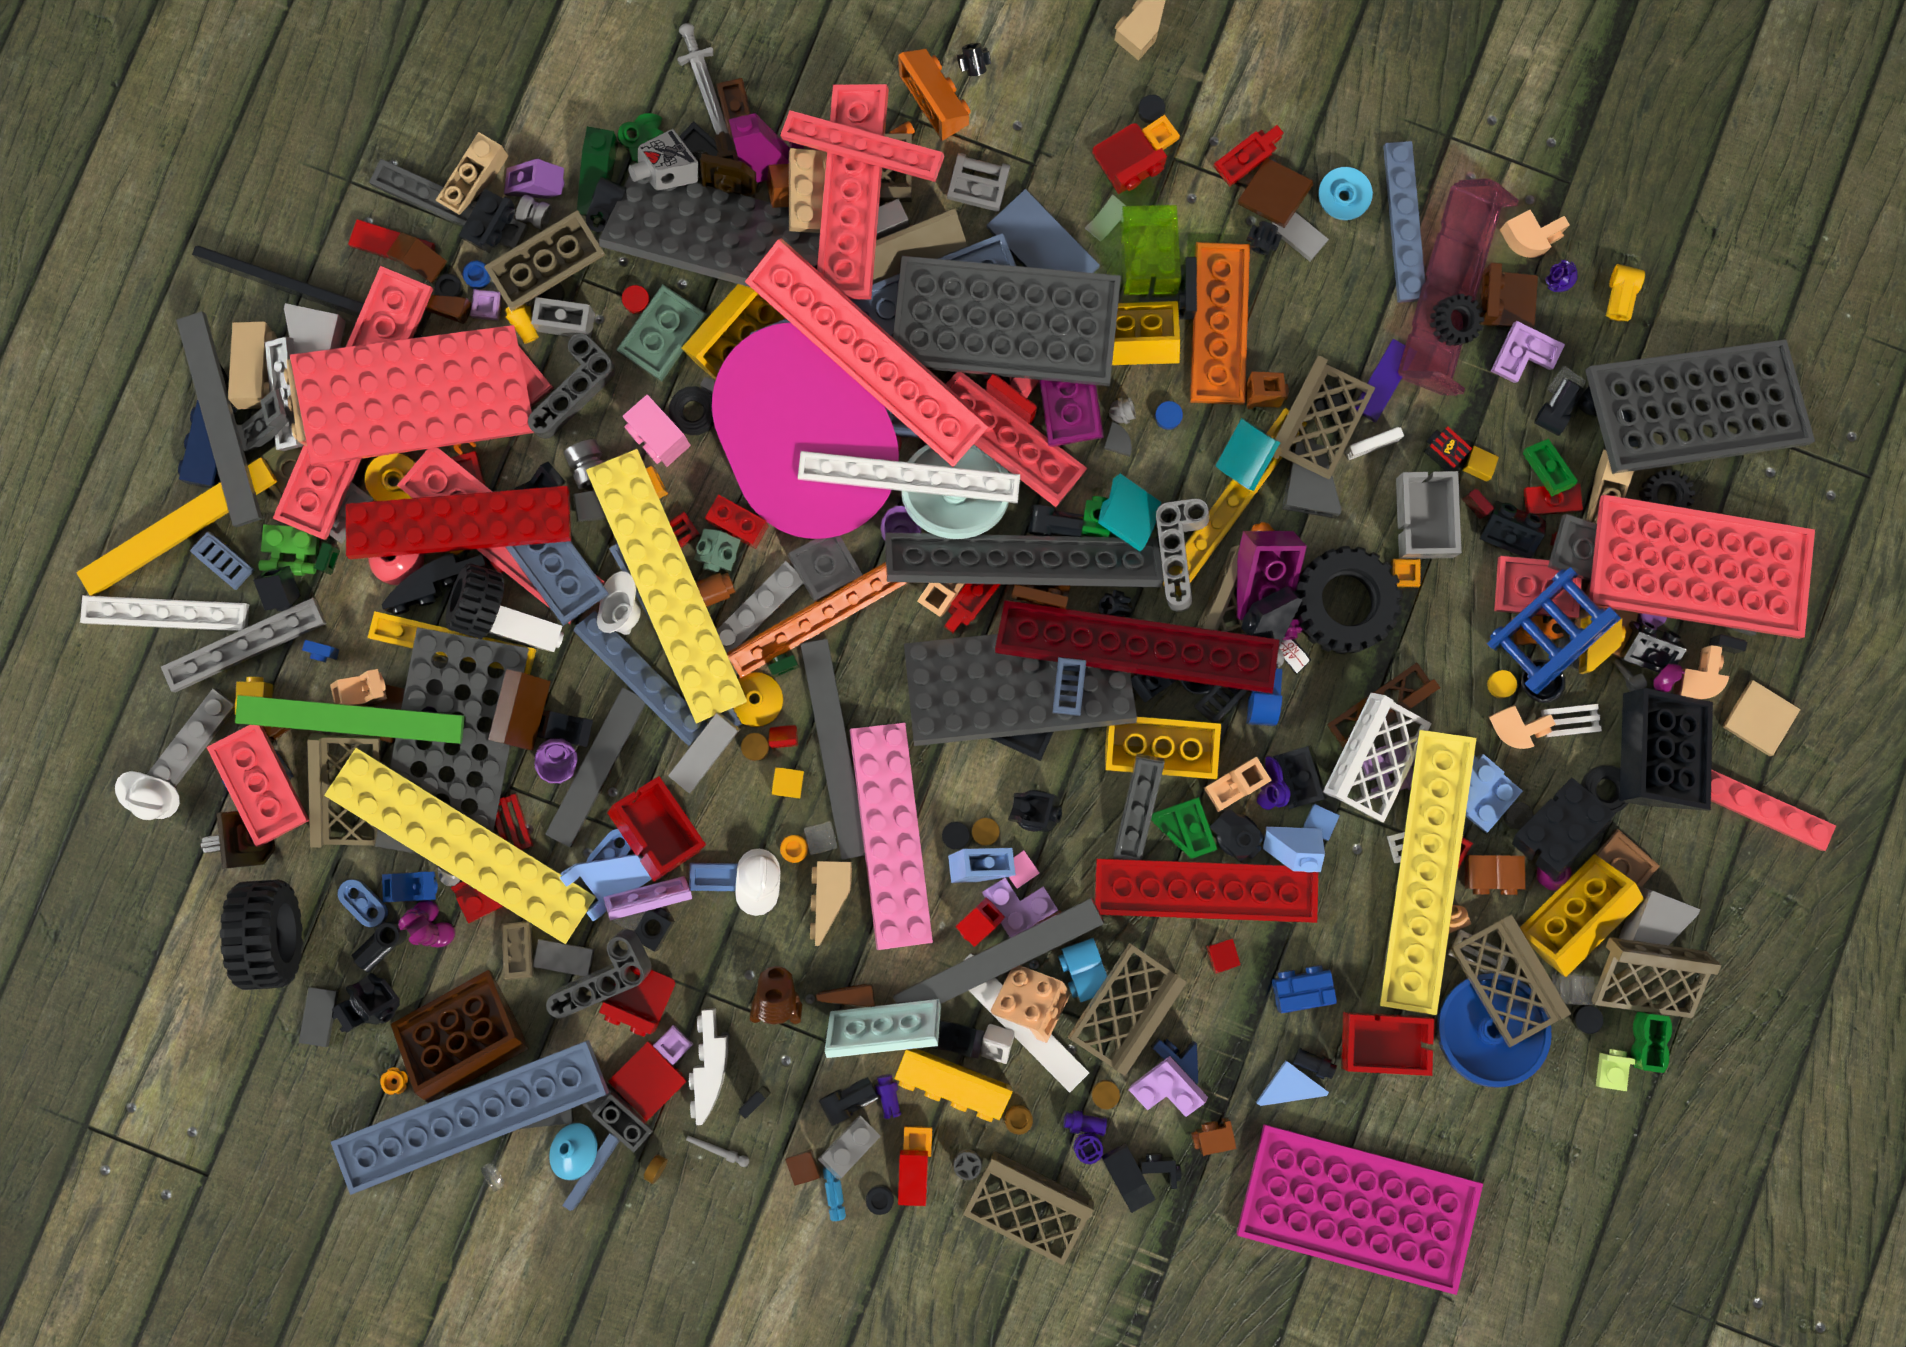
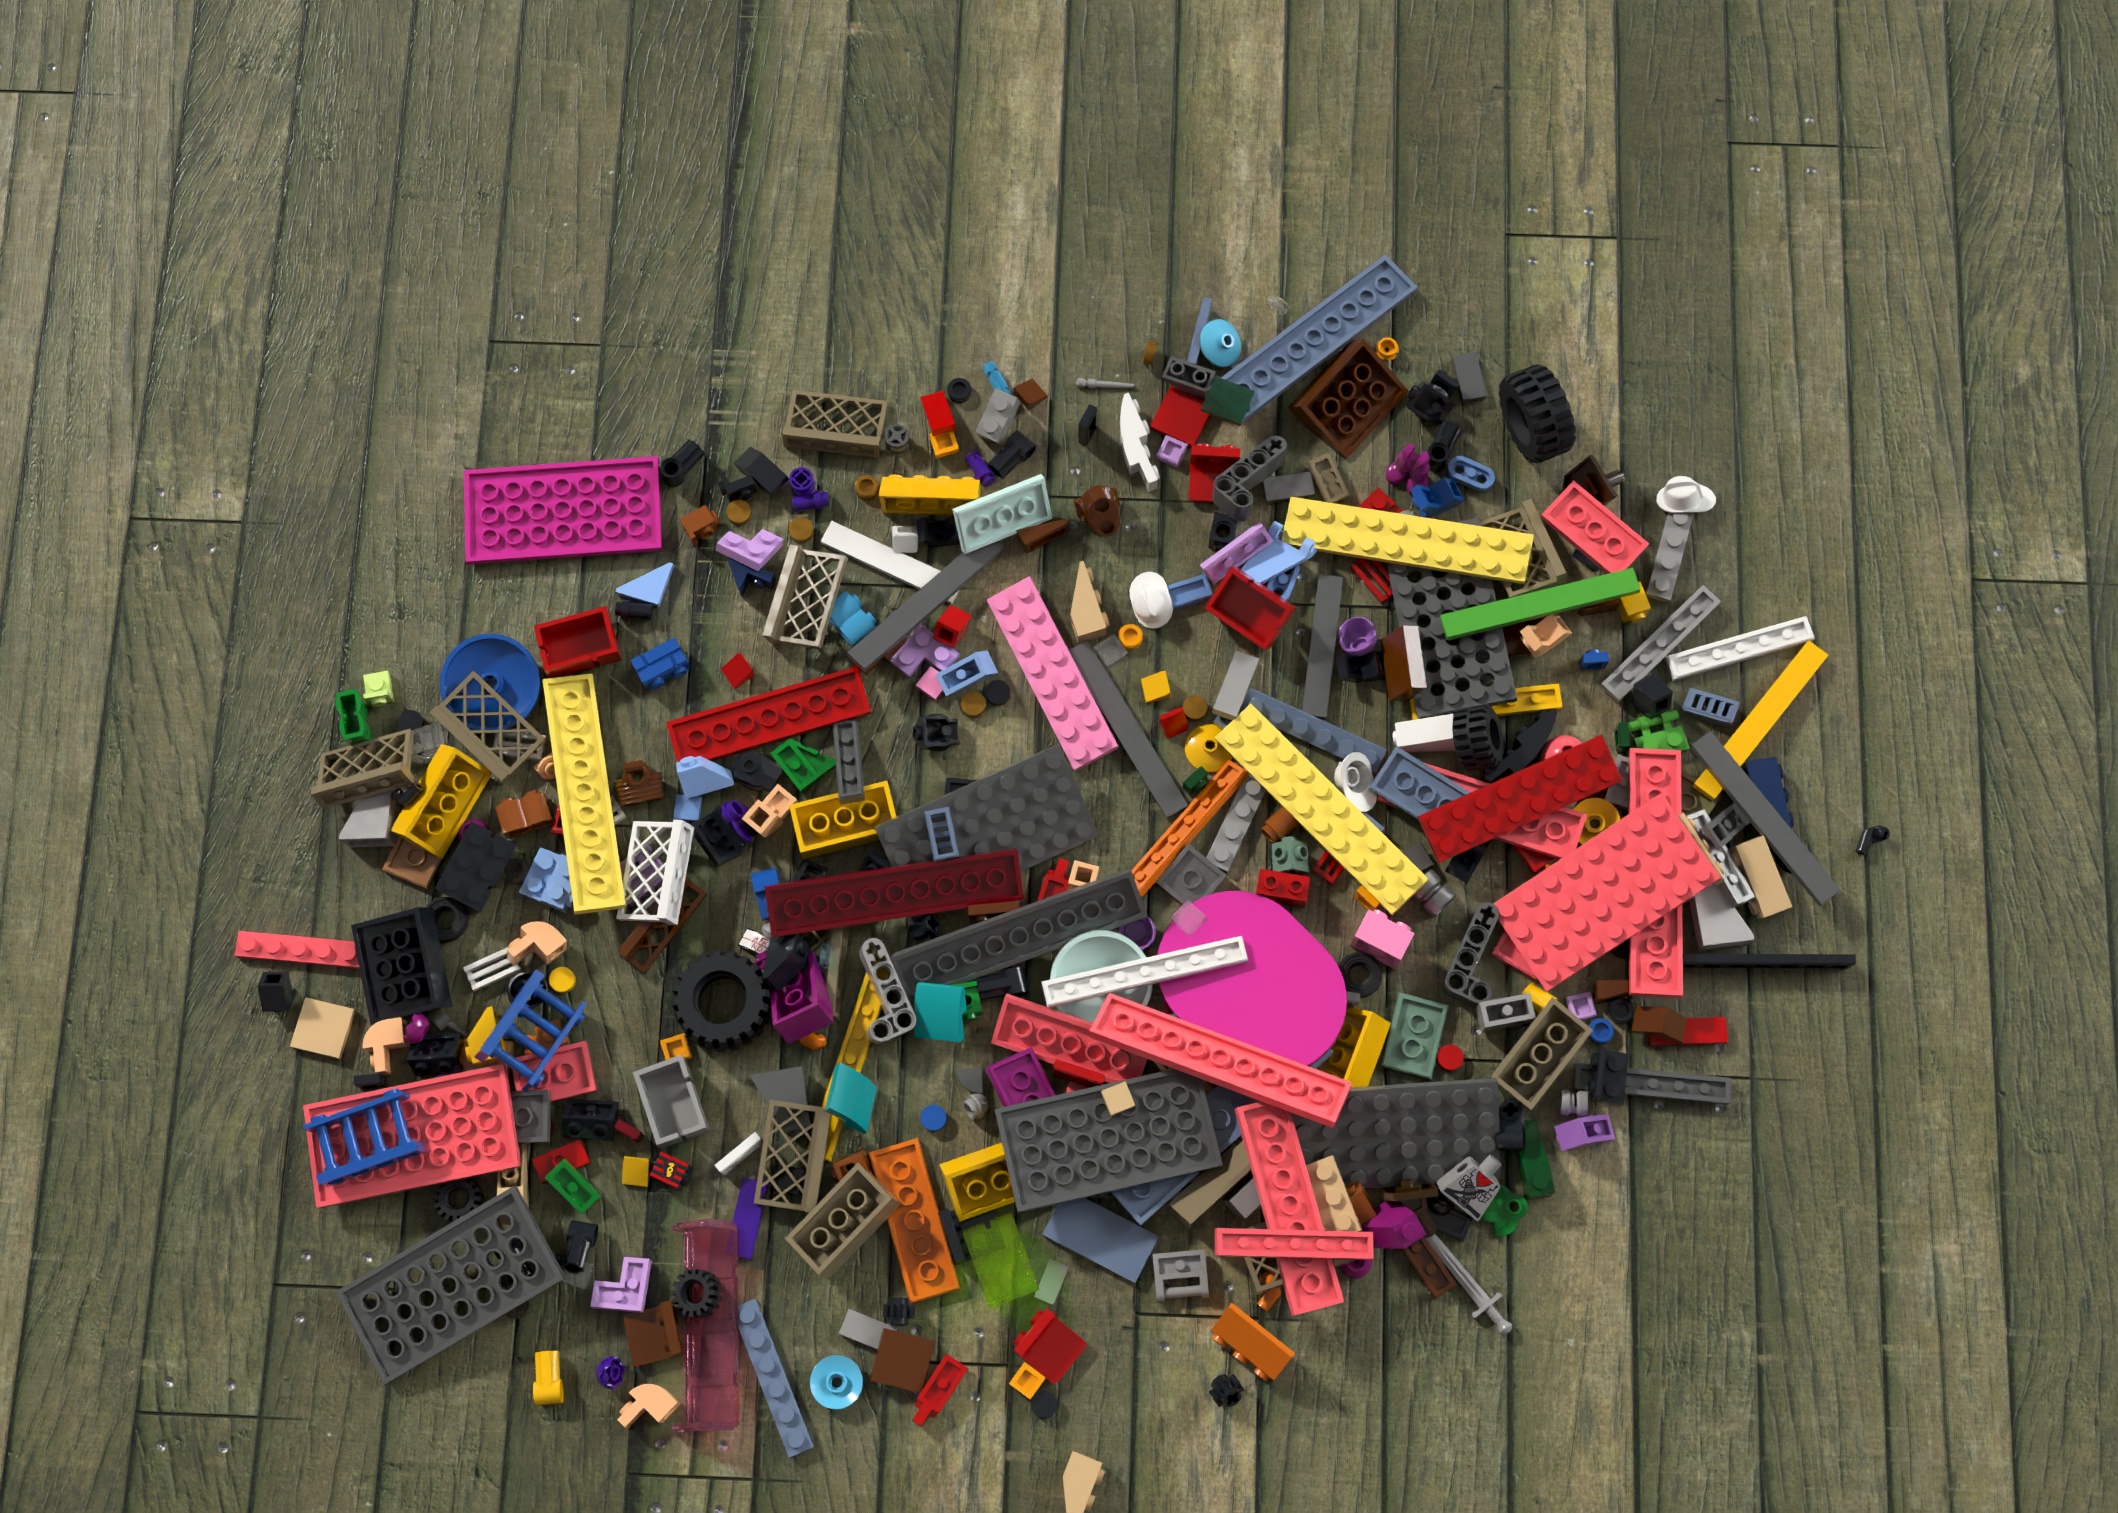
camera: 165 degrees right, 10 degrees down
(122, 373) = (1871, 836): none -> black arm
(472, 173) = (1641, 1115): tan slope -> none
(591, 1069) = (1227, 401): none -> clear green piece
(844, 519) = (1188, 918): none -> clear tile
(983, 351) = (1117, 1098): none -> tan tile
(1031, 1001) = (887, 577): light nougat bracket -> none
(1166, 1139) = (739, 512): none -> pearl gold tile
(1210, 1221) = (681, 461): none -> black piece
(1227, 610) = (825, 955): none -> clear light blue tile
(1293, 338) = (842, 1221): none -> dark tan slope
(1369, 854) = (646, 790): none -> reddish brown piece
(1619, 927) = (406, 798): none -> black arm
(1766, 552) = (382, 1156): none -> blue fence
(1804, 769) = (275, 991): none -> black brick

